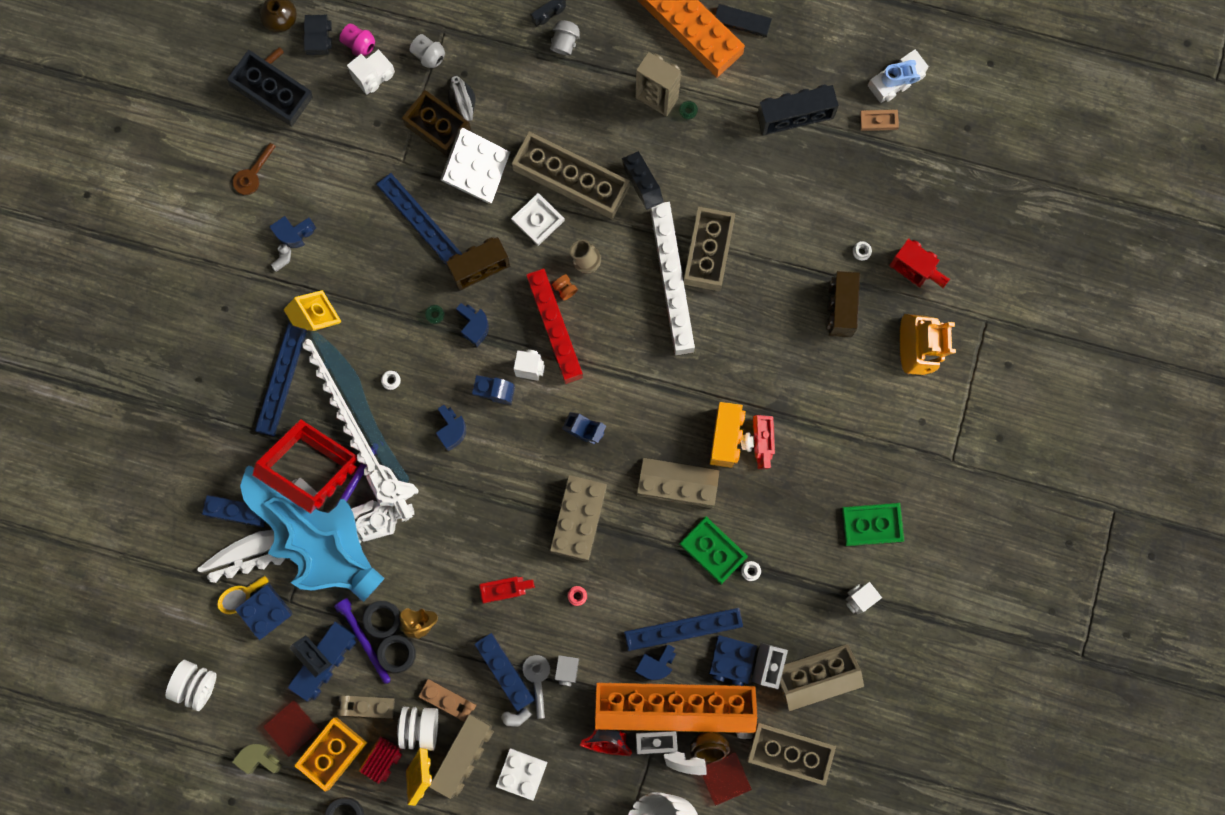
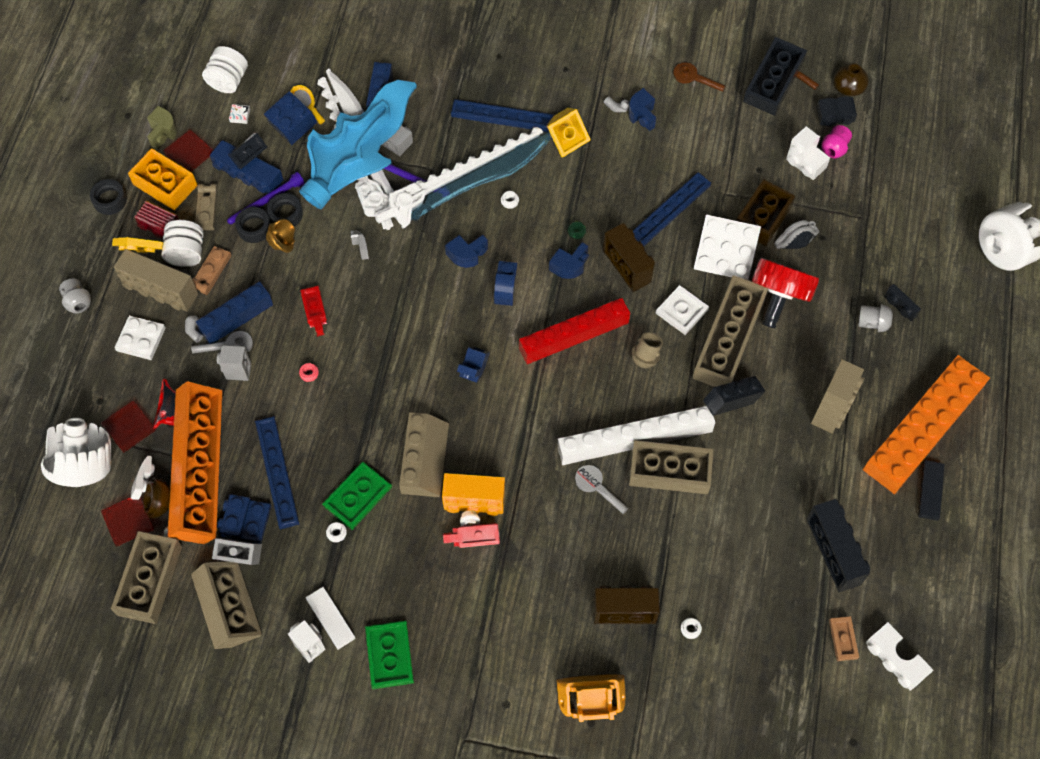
camera: 85 degrees right, 15 degrees down
(246, 671) = (239, 114): none -> tile
(319, 442) = (434, 110): red window -> none
(421, 542) = (358, 238): none -> light grey slope
(427, 51) = (835, 202): light grey piece -> none
(526, 115) = (783, 284): none -> red wheel
(529, 365) = (532, 307): white brick -> none
(564, 287) = (615, 338): dark orange wheel -> none
(578, 518) = (383, 366): dark tan brick -> none
(623, 782) = (128, 426): none -> clear red tile
(656, 670) = (236, 446): dark blue brick -> none
(656, 742) = (161, 448): light grey brick -> none
(688, 105) = (820, 437): clear green plate -> none
(713, 327) = (589, 479): none -> light grey piece
(835, 578) = (330, 618): none -> white tile
(904, 73) = (899, 653): light blue piece -> none
(918, 264) = (679, 684): red brick -> none

